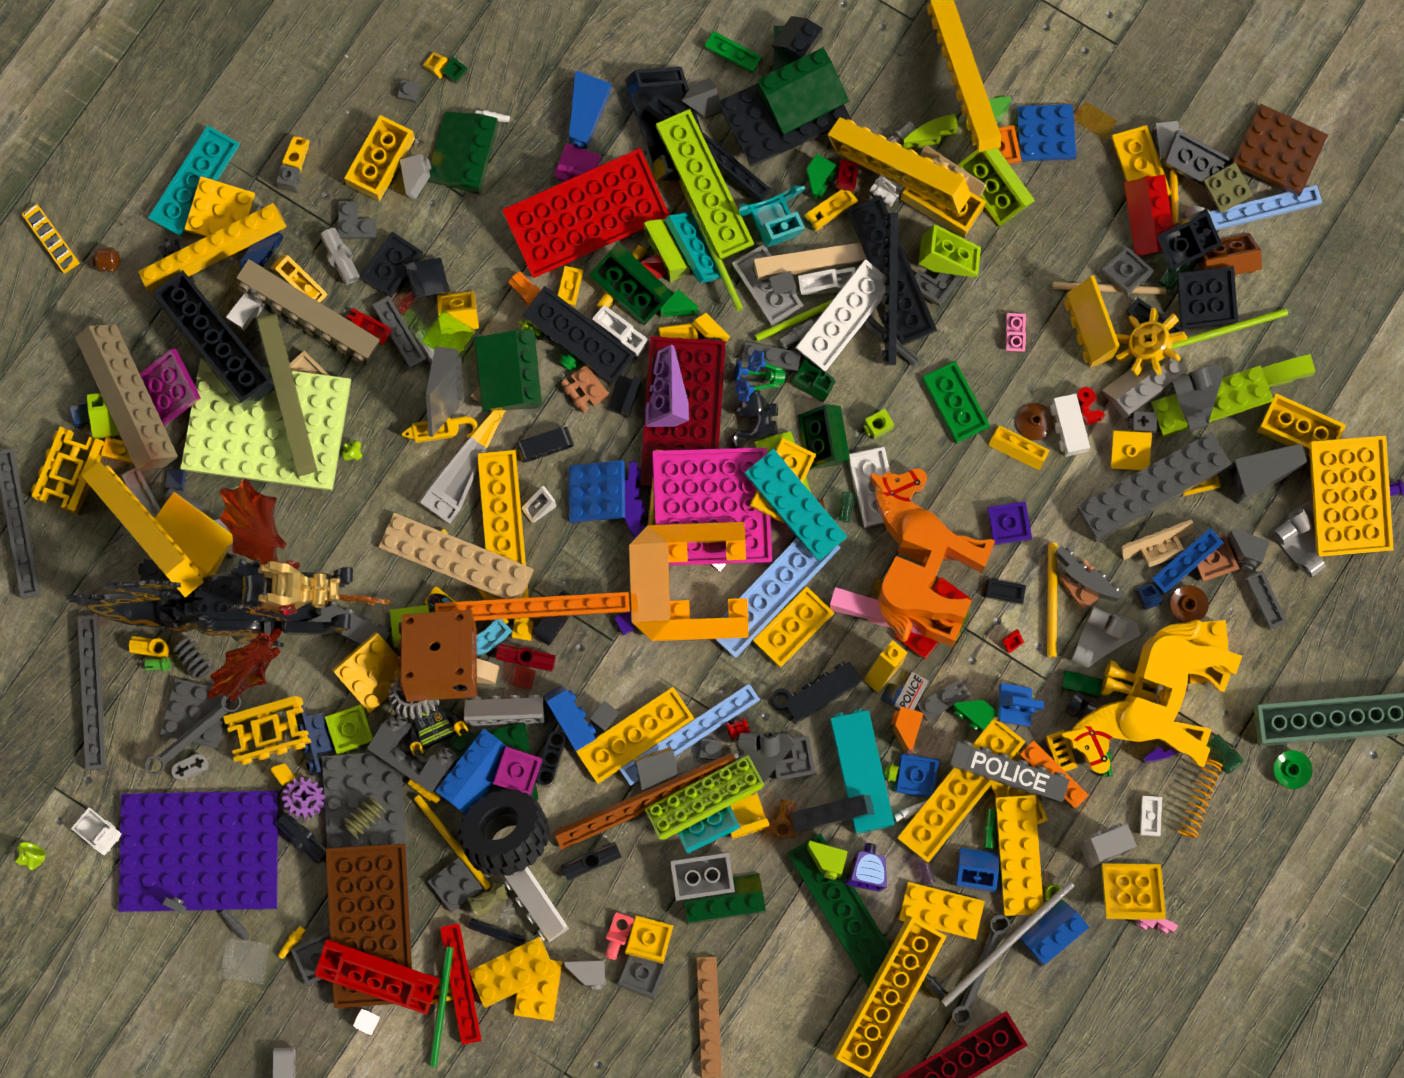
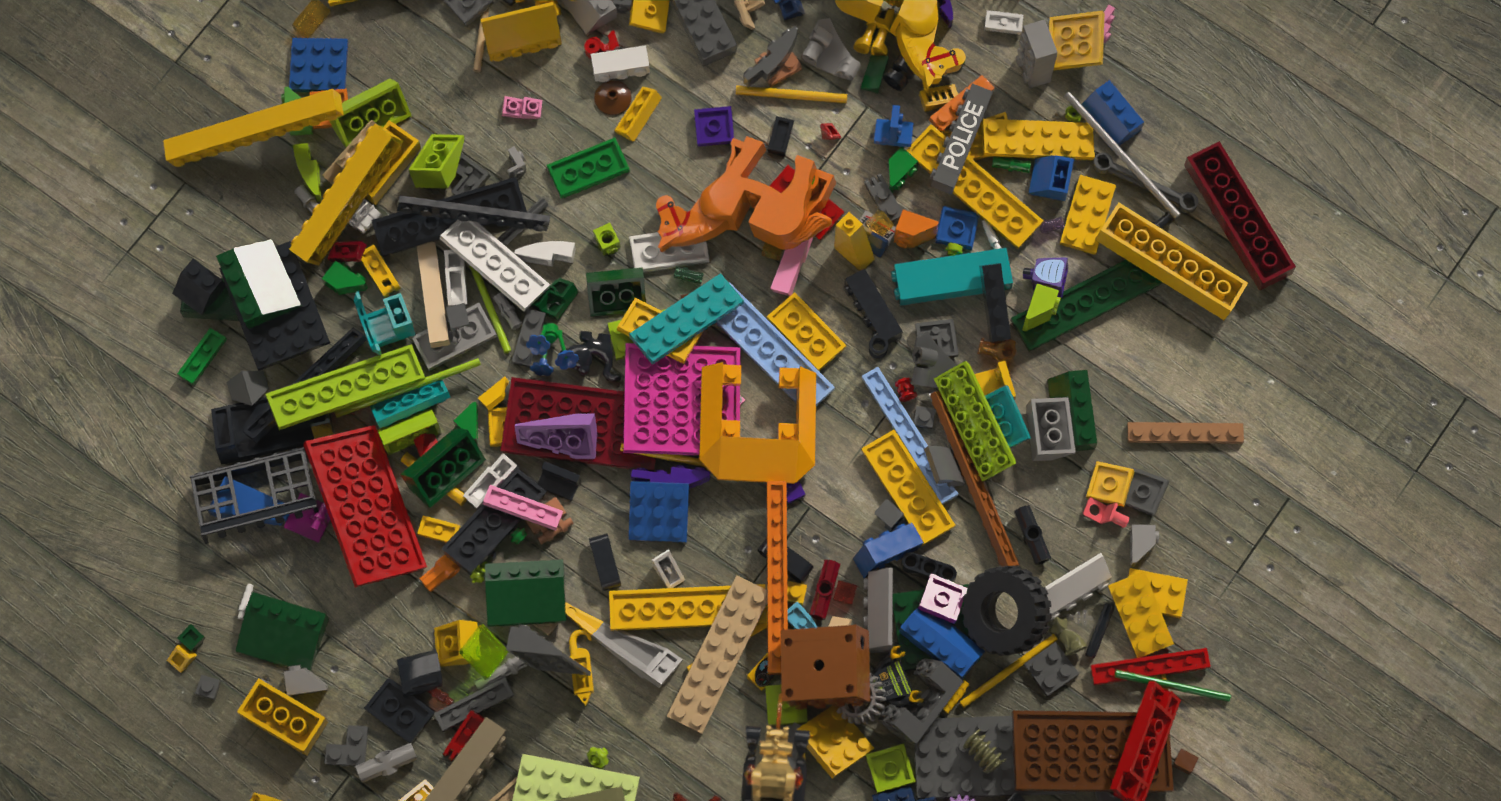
camera: 85 degrees left, 5 degrees down
(568, 114) = (256, 516): none -> black window
(591, 360) = (522, 507): none -> bright pink plate
(860, 367) = (546, 252): none -> white slope
(914, 694) = (879, 223): none -> clear yellow slope
(957, 331) = (518, 160): none -> light grey bracket

